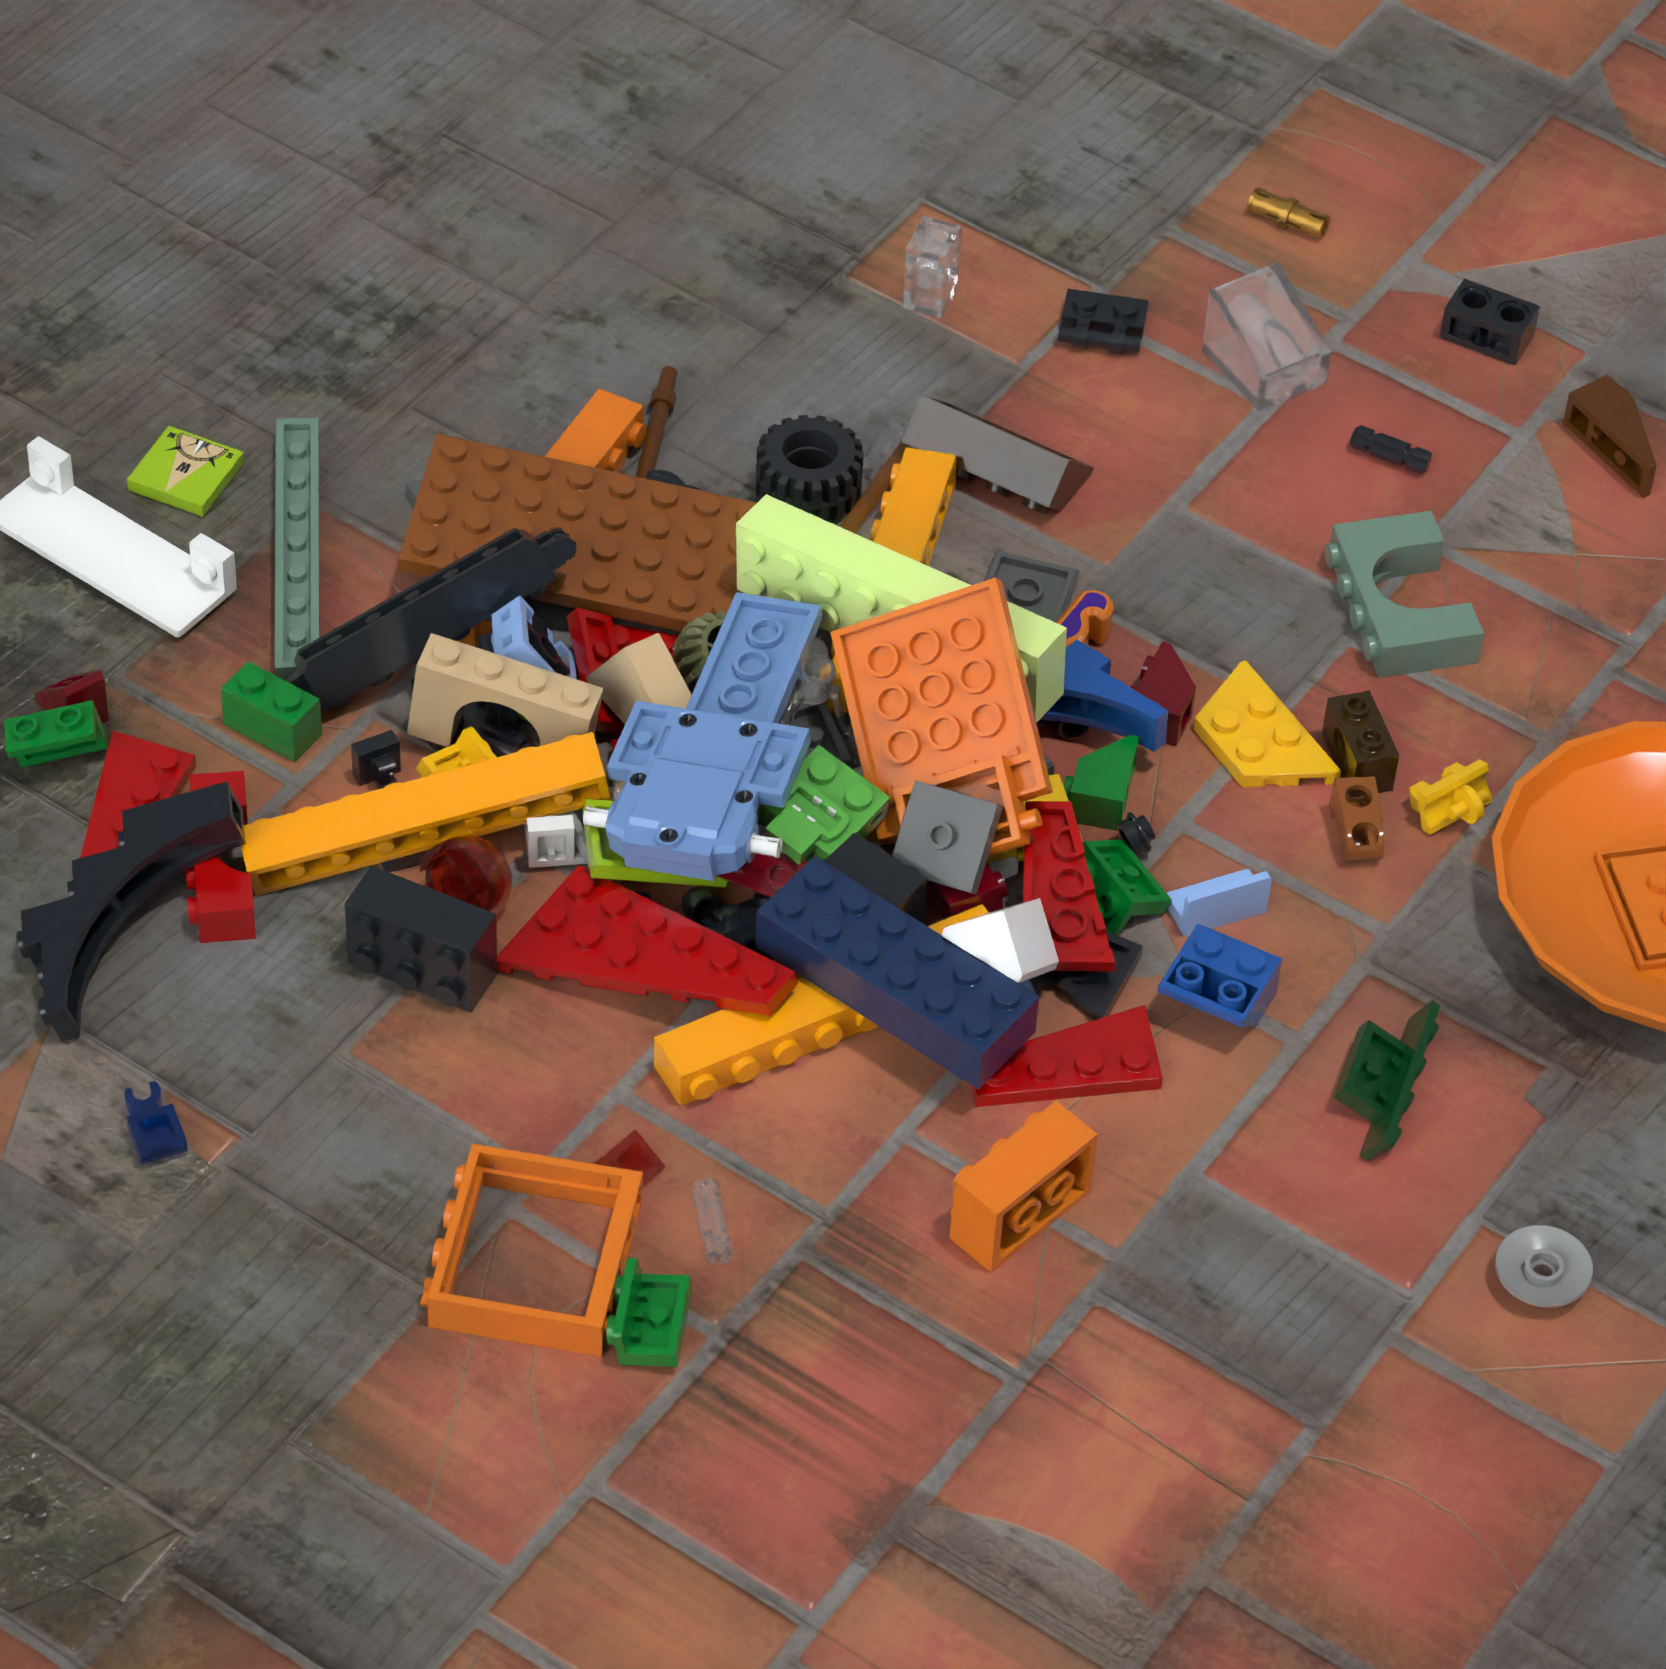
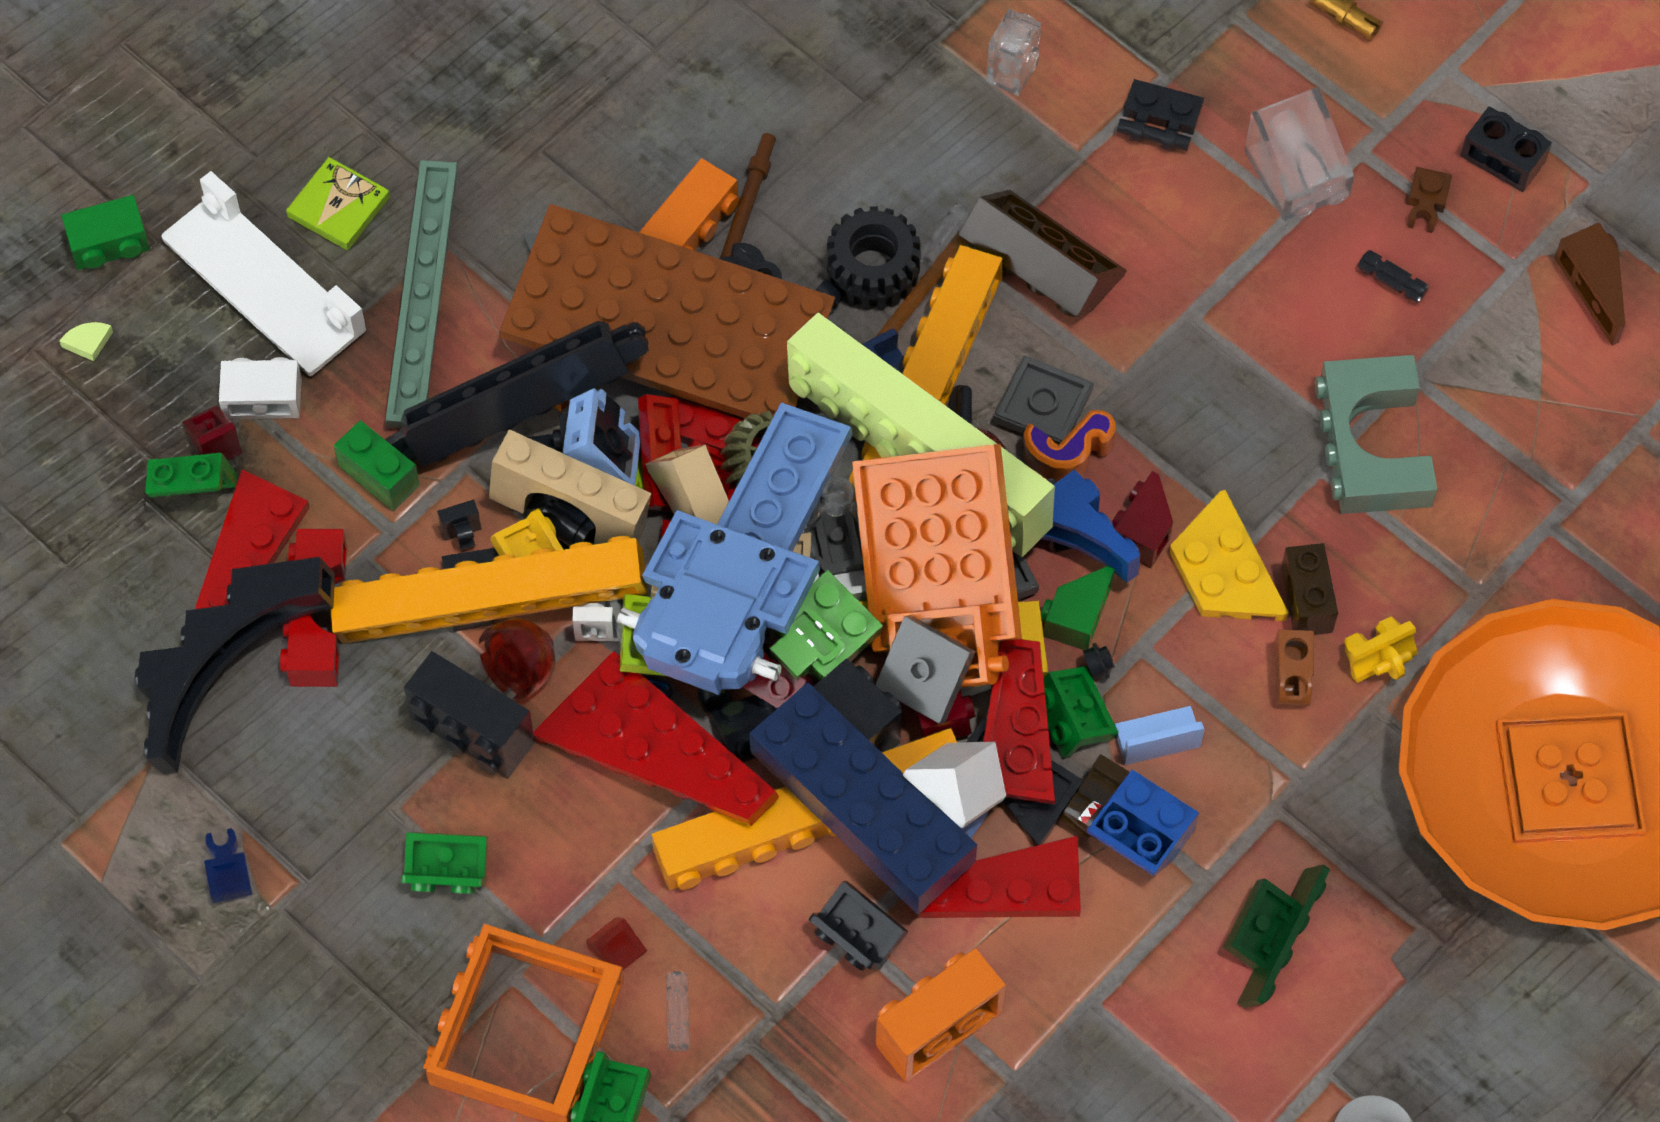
camera: 10 degrees right, 15 degrees up
(125, 648) = (260, 388): none -> white brick
(413, 1093) = (445, 860): none -> green bracket
(911, 1114) = (858, 928): none -> black bracket
(1154, 960) = (1093, 794): none -> dark brown leg
(1413, 374) = (1428, 195): none -> reddish brown plate

